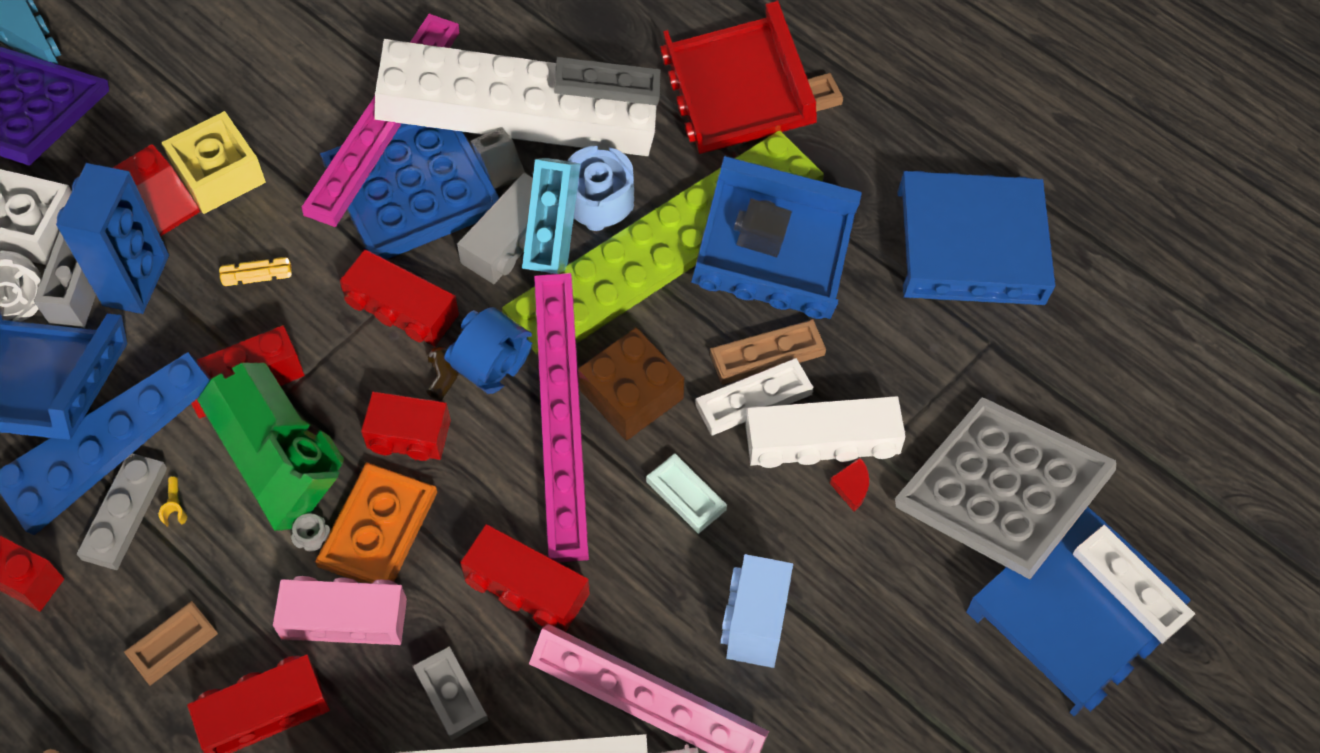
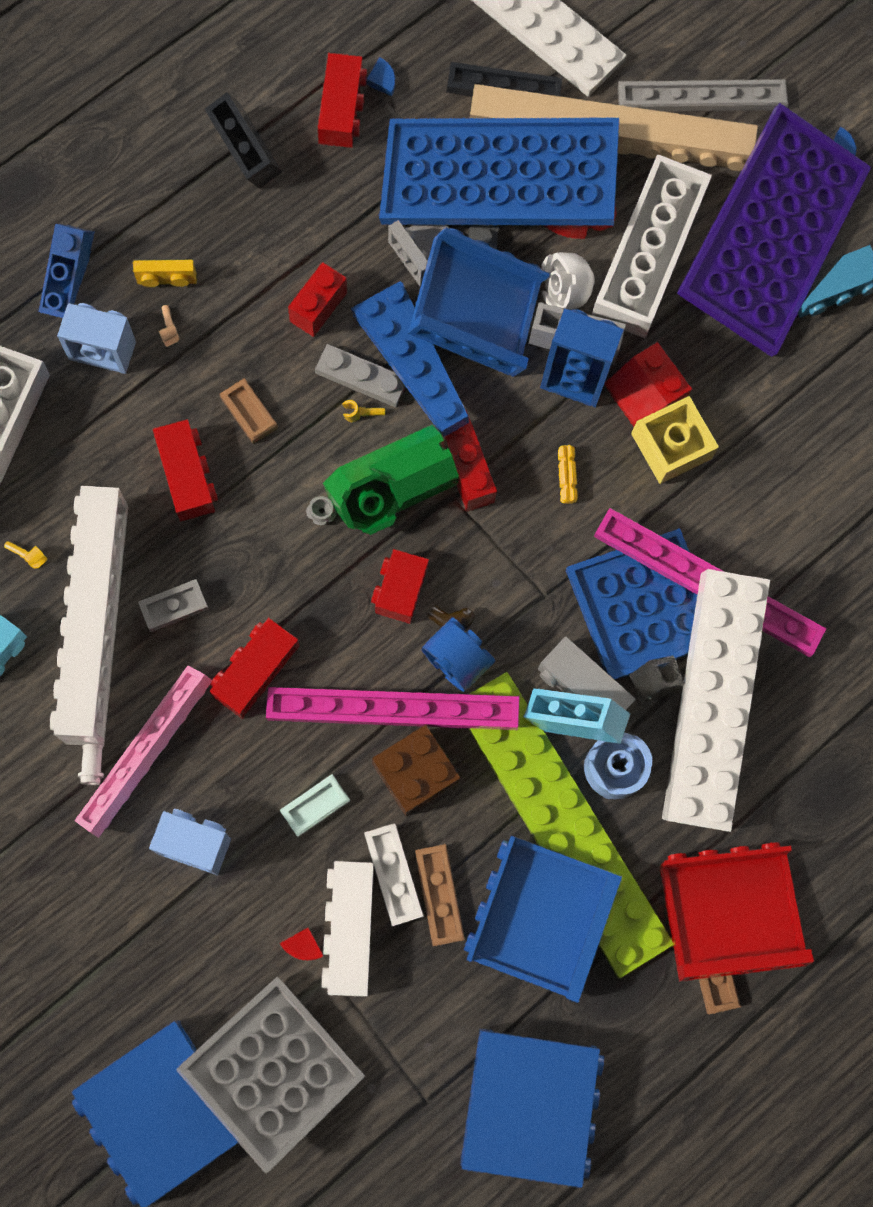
camera: 90 degrees right, 15 degrees up
(340, 611) = (250, 530): bright pink brick -> none
(376, 526) = (321, 560): orange tile -> none
(399, 298) = (523, 586): red brick -> none
(607, 81) = (713, 778): dark grey plate -> none
(762, 227) = (553, 904): clear smoke brick -> none
(1133, 584) = (157, 1158): white plate -> none

